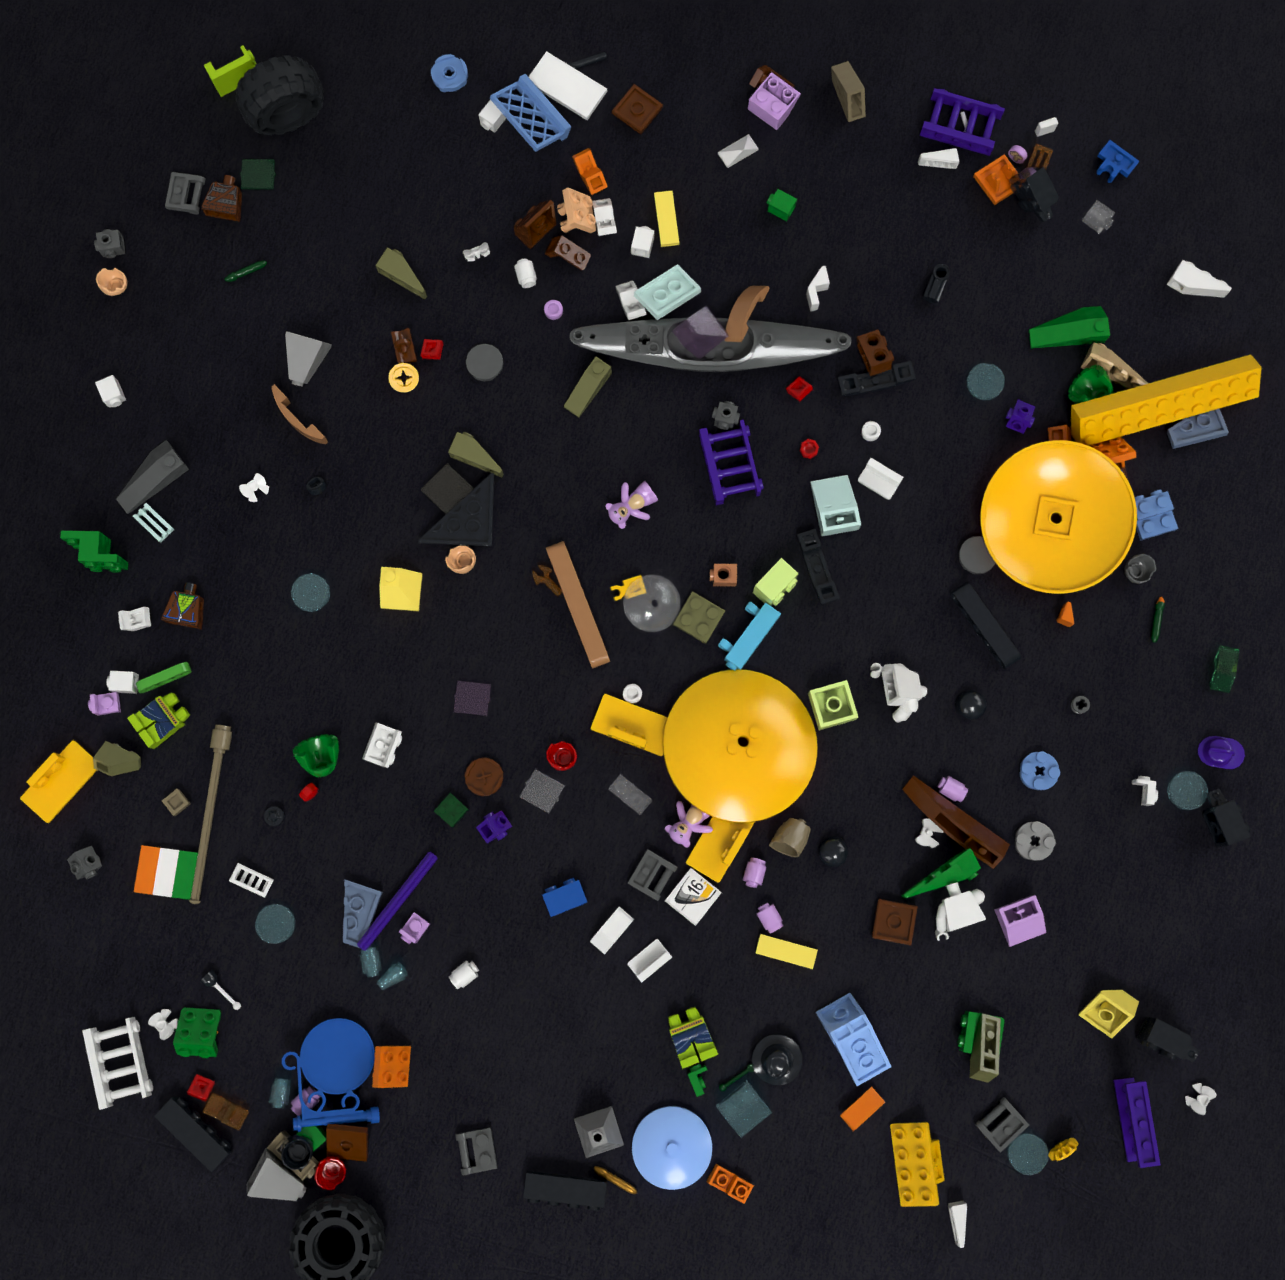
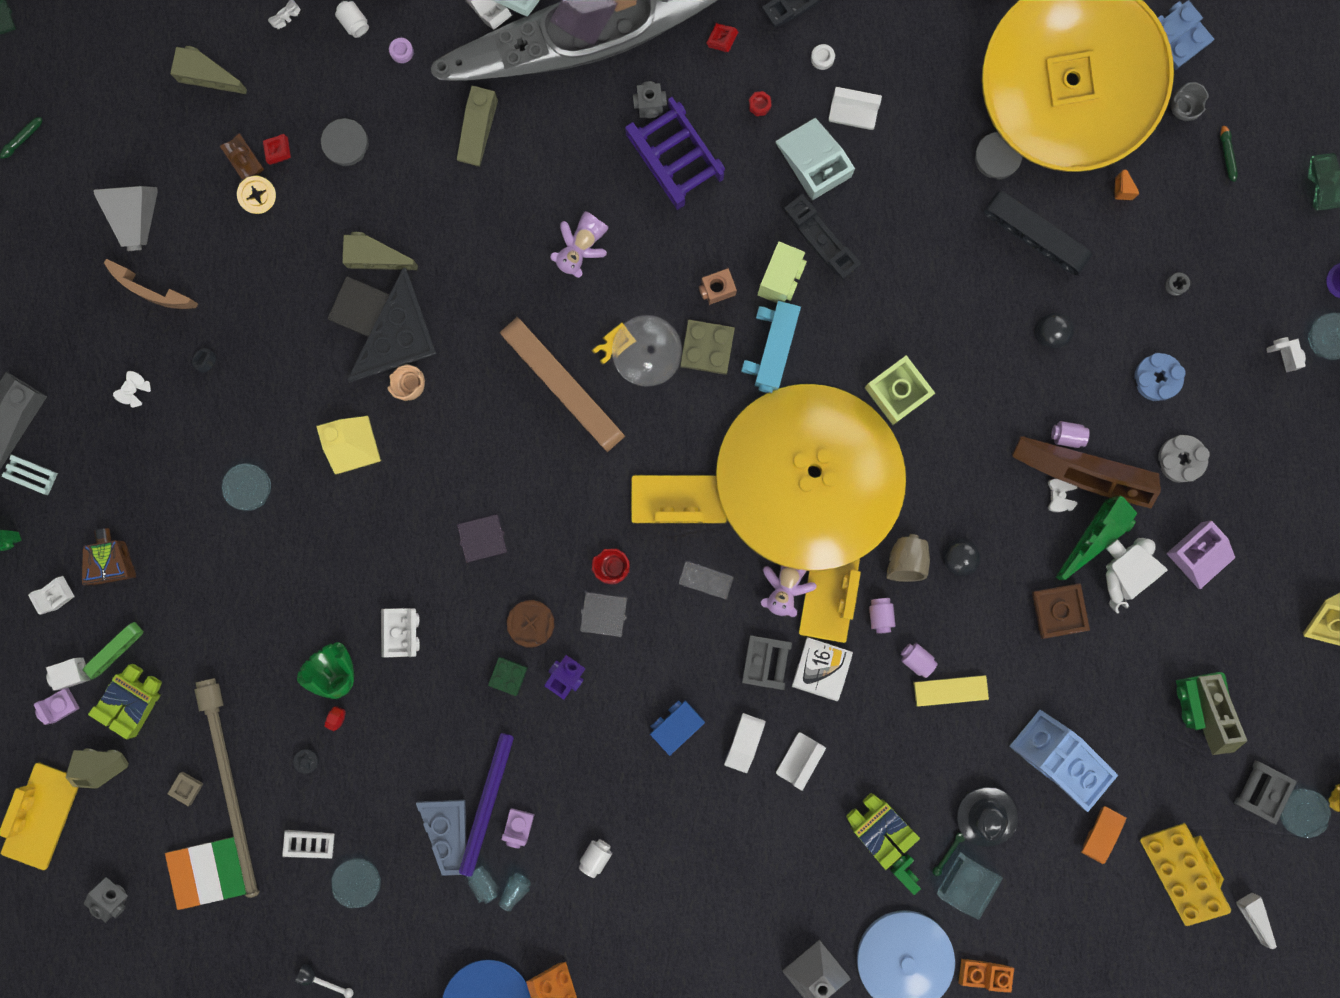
camera: 20 degrees left, 5 degrees up
(539, 579) = (515, 369): clear orange bar -> none
(632, 693) = (664, 463): white tile -> none
(901, 688) = (970, 341): white torso -> none

